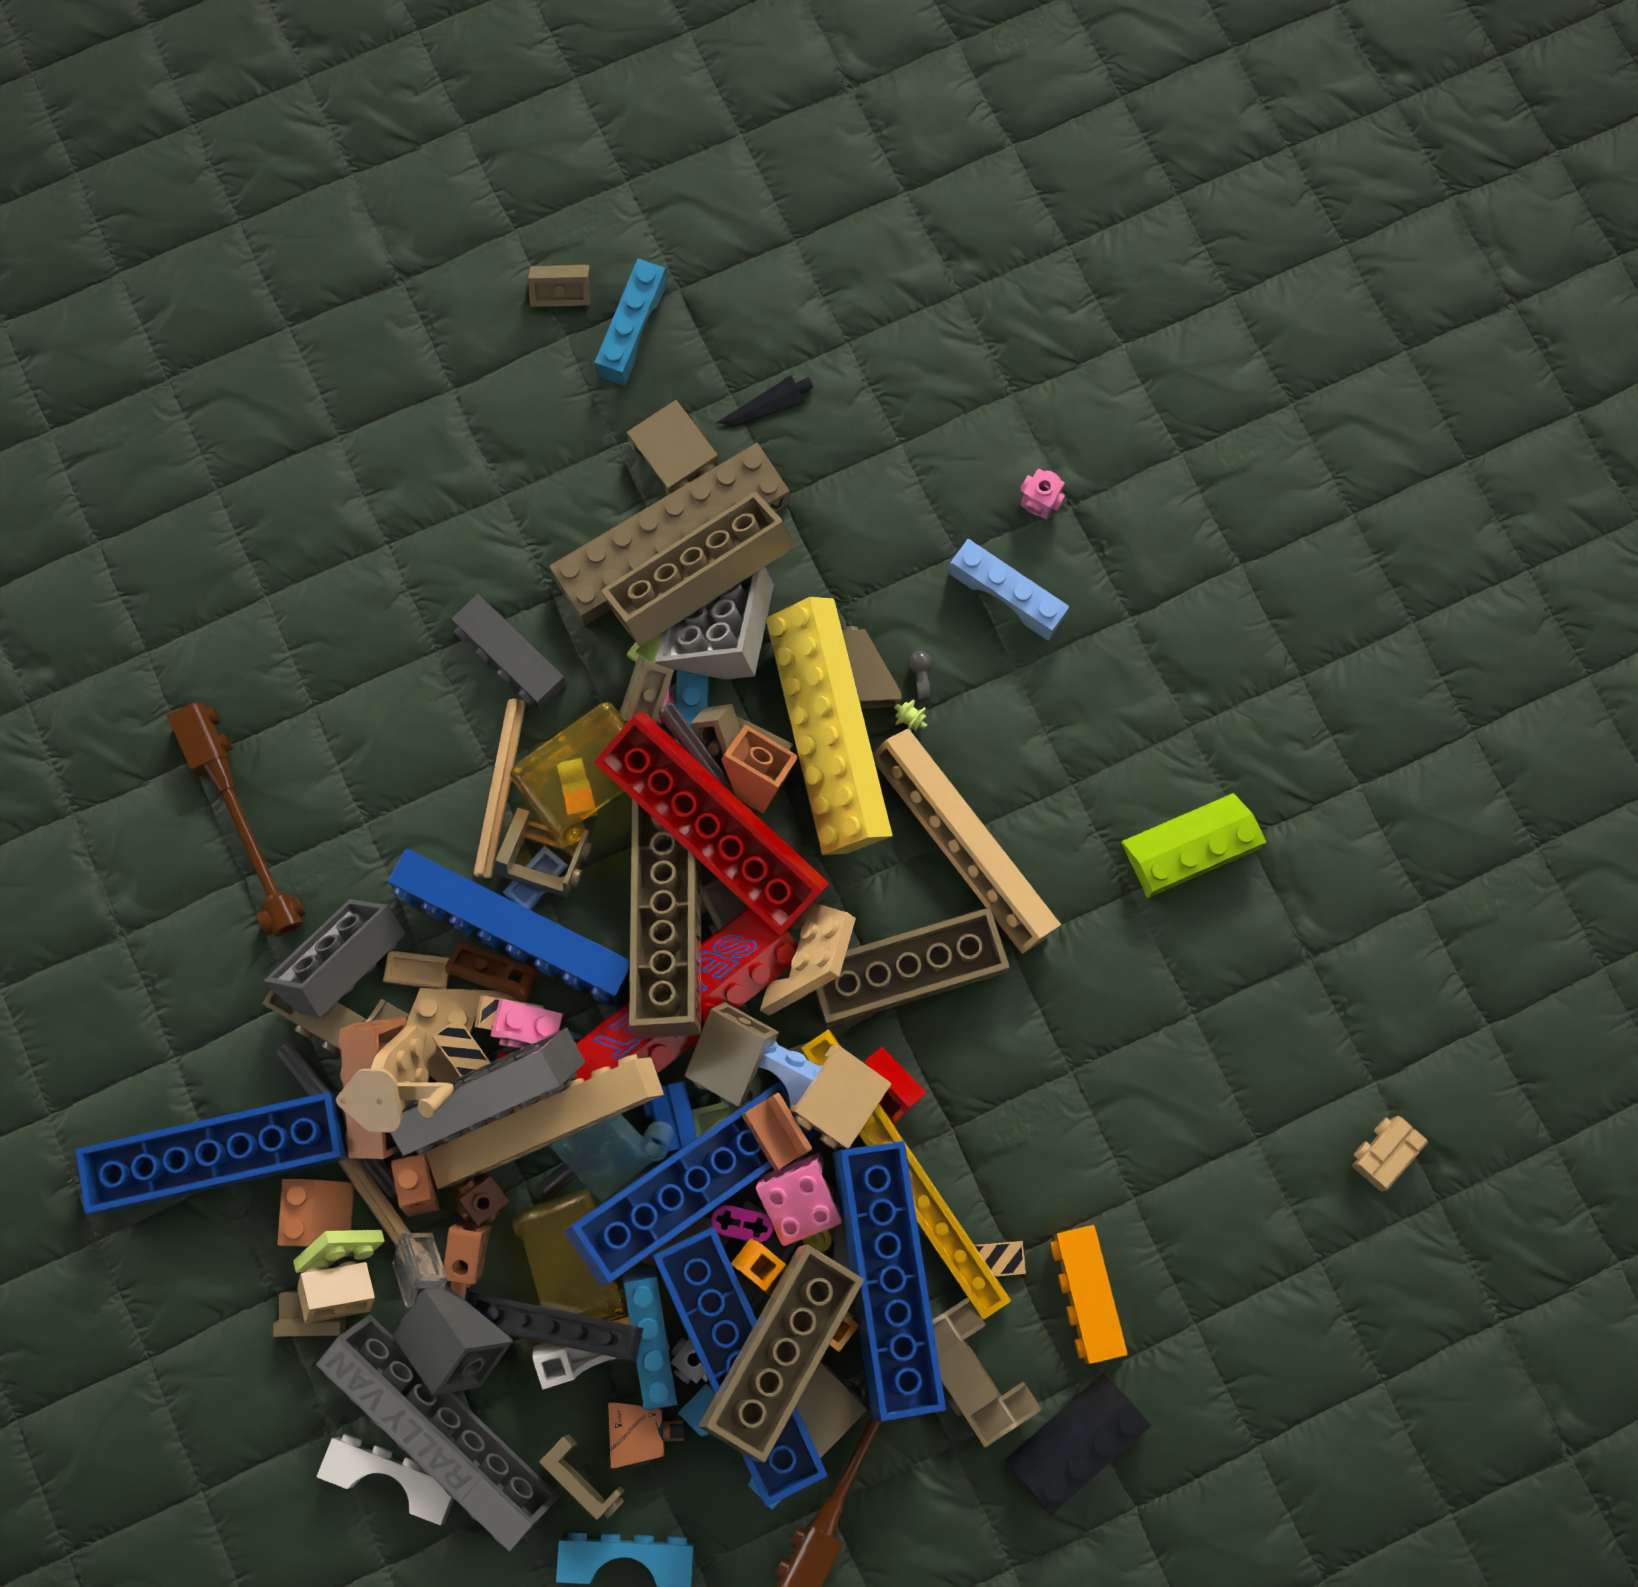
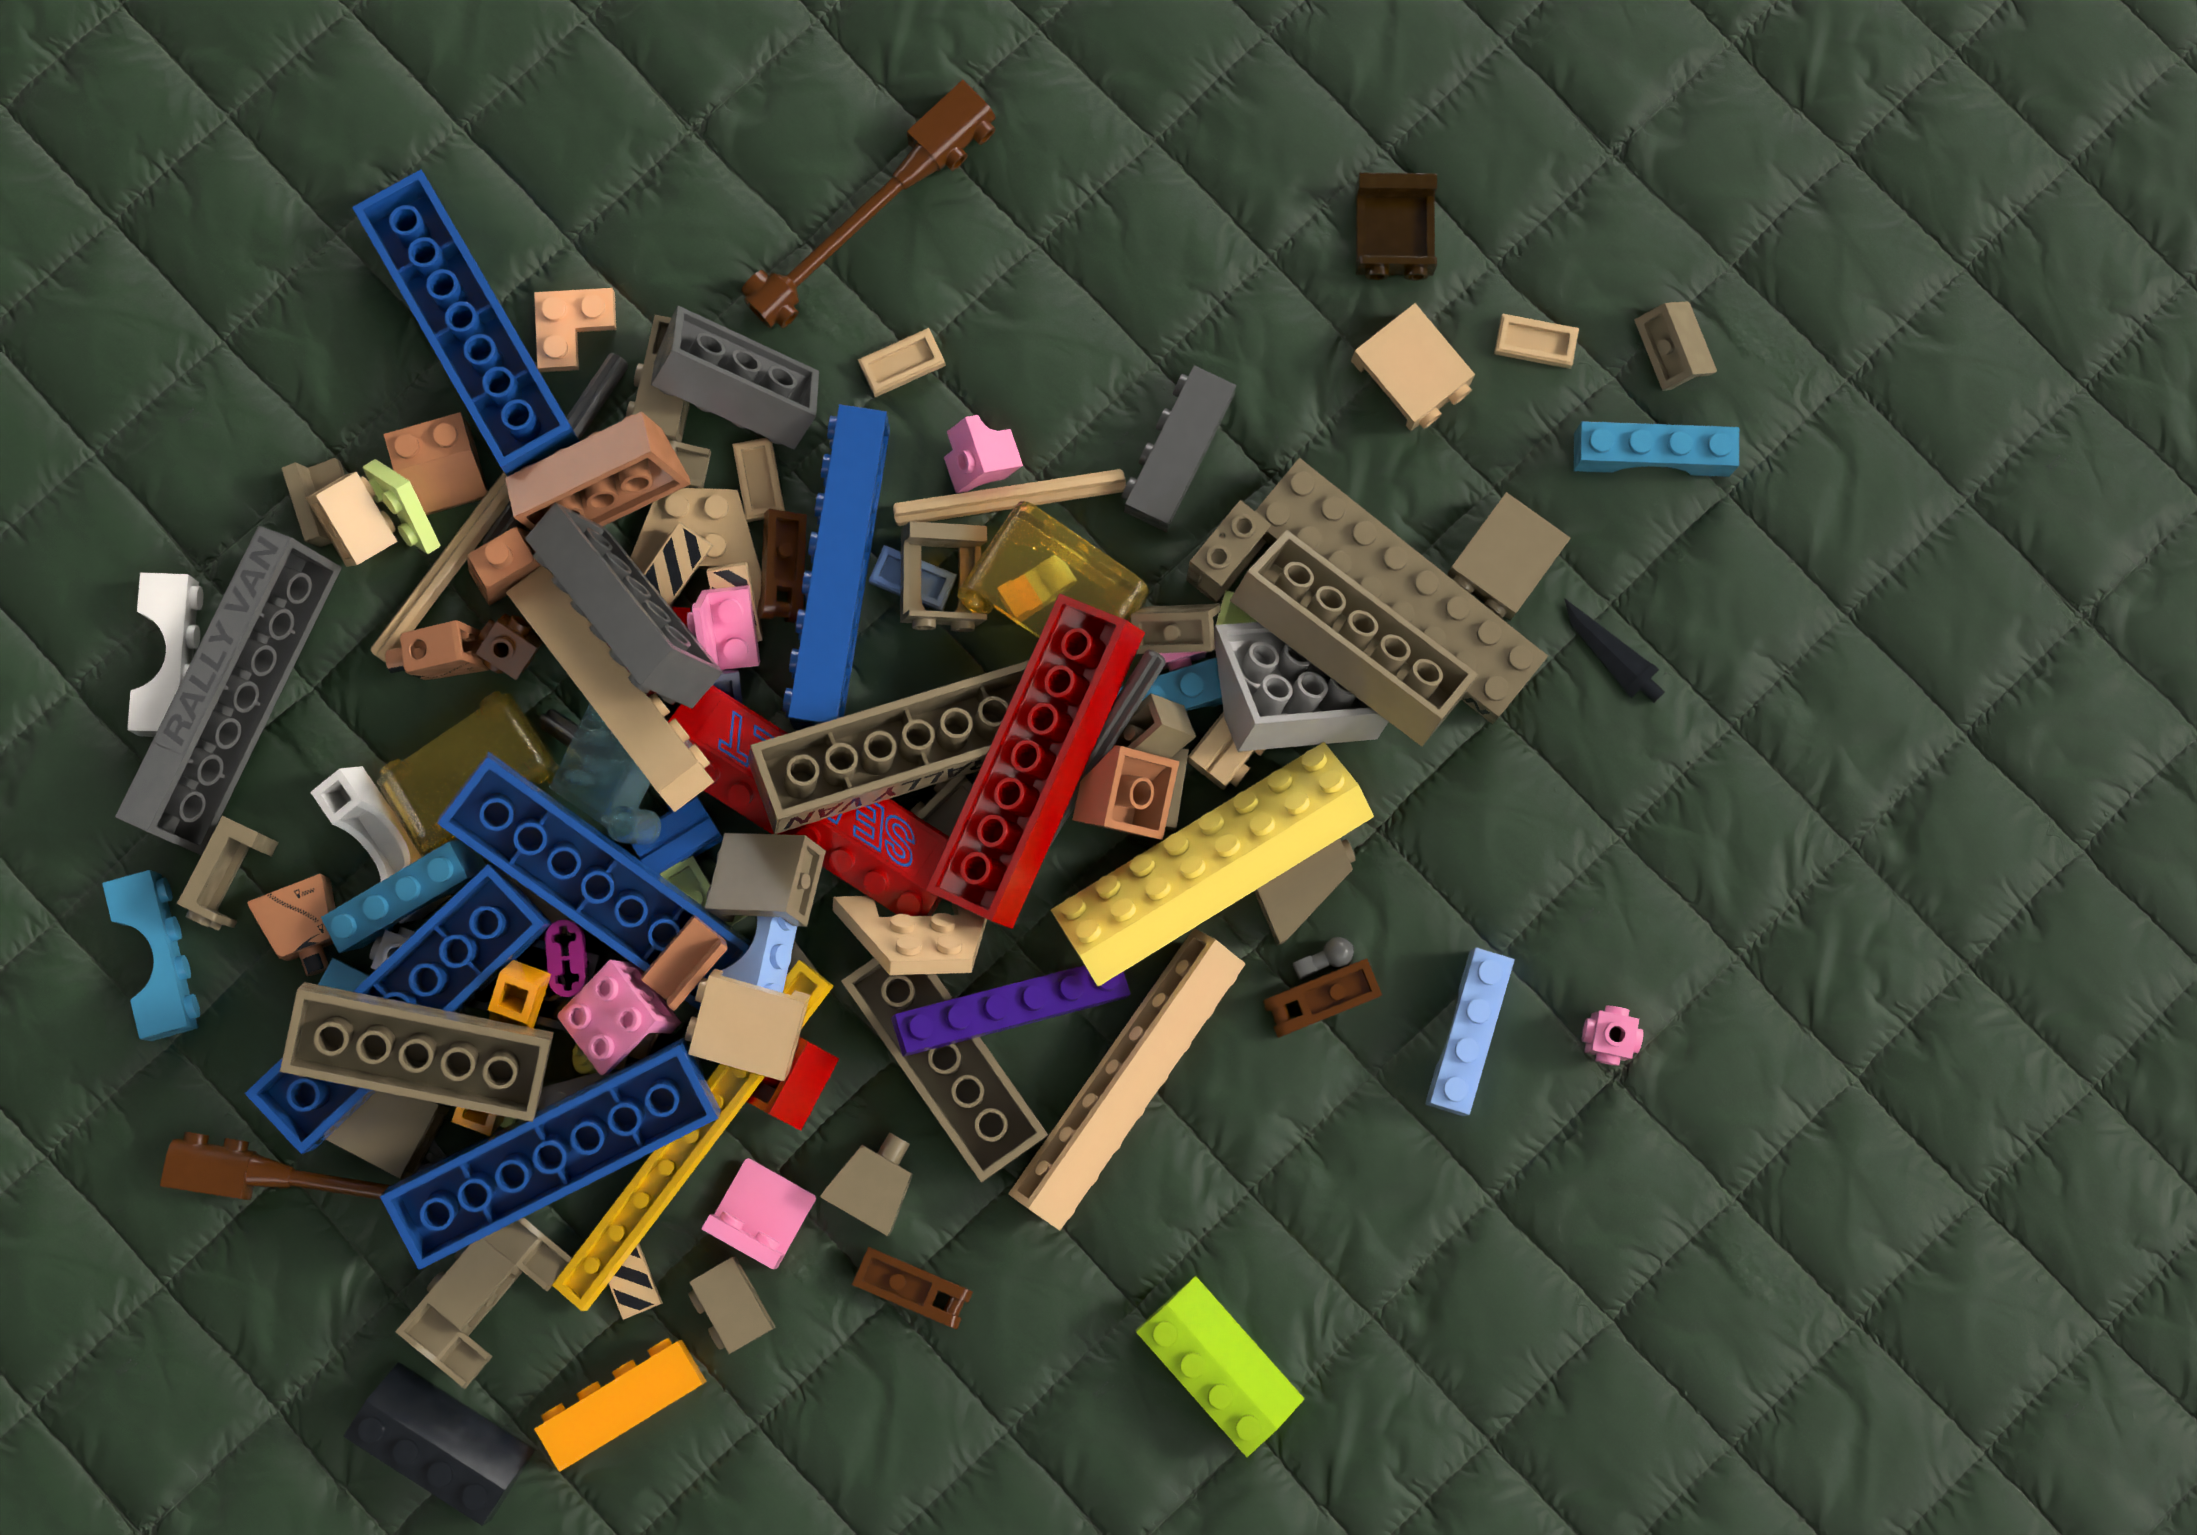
camera: 70 degrees right, 5 degrees up
(232, 1076) = (564, 314): none -> light nougat plate
(366, 835) = (901, 362): none -> tan tile
(395, 1079) = (599, 495): tan plate -> none
(398, 446) = (1395, 225): none -> dark brown panel
(417, 1265) = (409, 601): clear panel -> none
(450, 1341) = (334, 668): dark grey slope -> none
(460, 797) = (980, 454): none -> bright pink brick
(509, 465) = (1415, 367): none -> tan panel
(520, 378) = (1536, 341): none -> tan tile
(560, 1327) = (384, 780): black tile -> none
(601, 638) = (1226, 557): none -> dark tan panel
(747, 694) = (1218, 756): none -> tan brick
(886, 911) = (1003, 1009): none -> dark purple plate
(910, 716) = (1264, 962): yellowish green wheel -> none
(949, 683) = (1324, 997): none -> reddish brown plate
(978, 1143) = (760, 1214): none -> bright pink bracket
(983, 1052) = (872, 1185): none -> dark tan torso
(1041, 1186) = (730, 1305): none -> dark tan brick
(1067, 1049) = (910, 1287): none -> reddish brown plate

